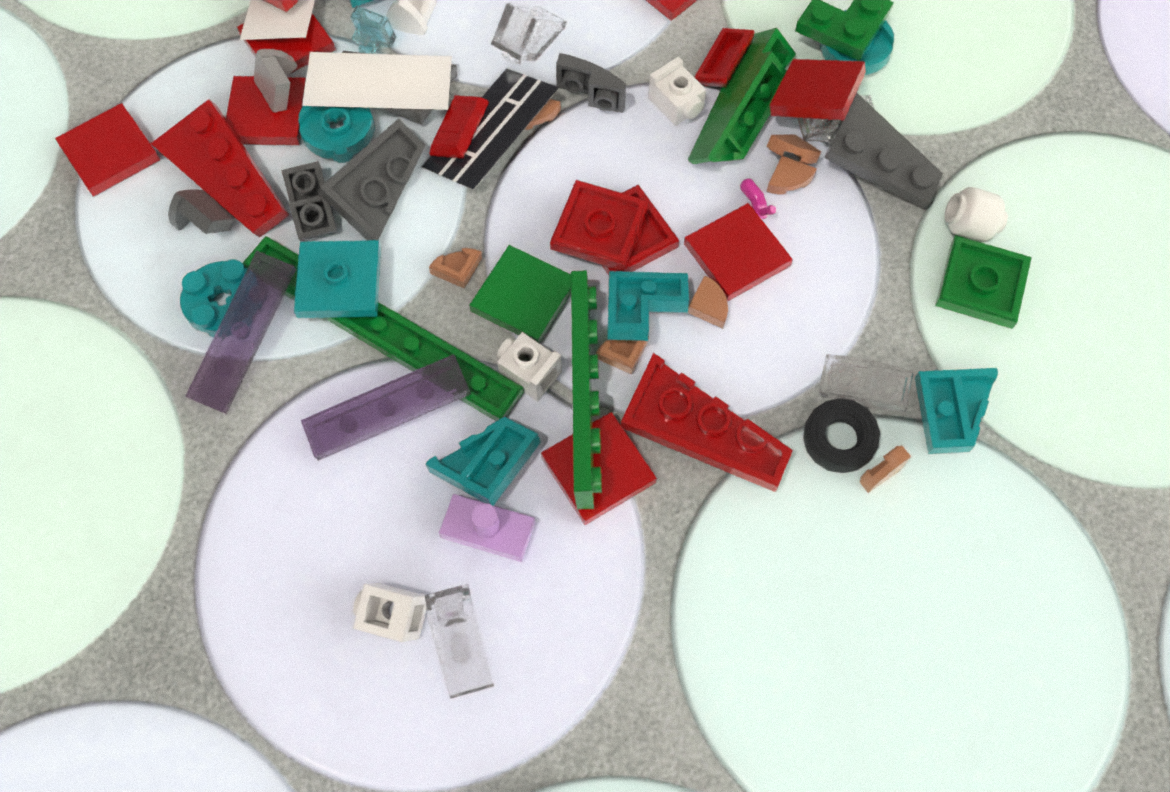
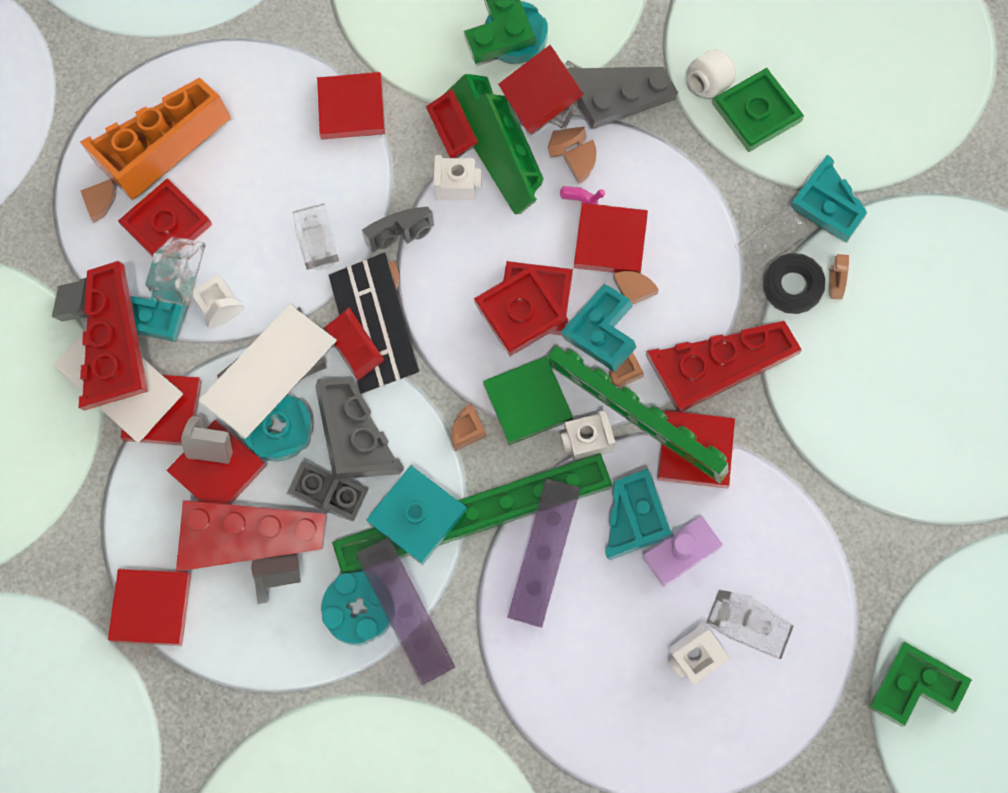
camera: 45 degrees left, 5 degrees up
(371, 30) = (215, 342): clear light blue tile -> none

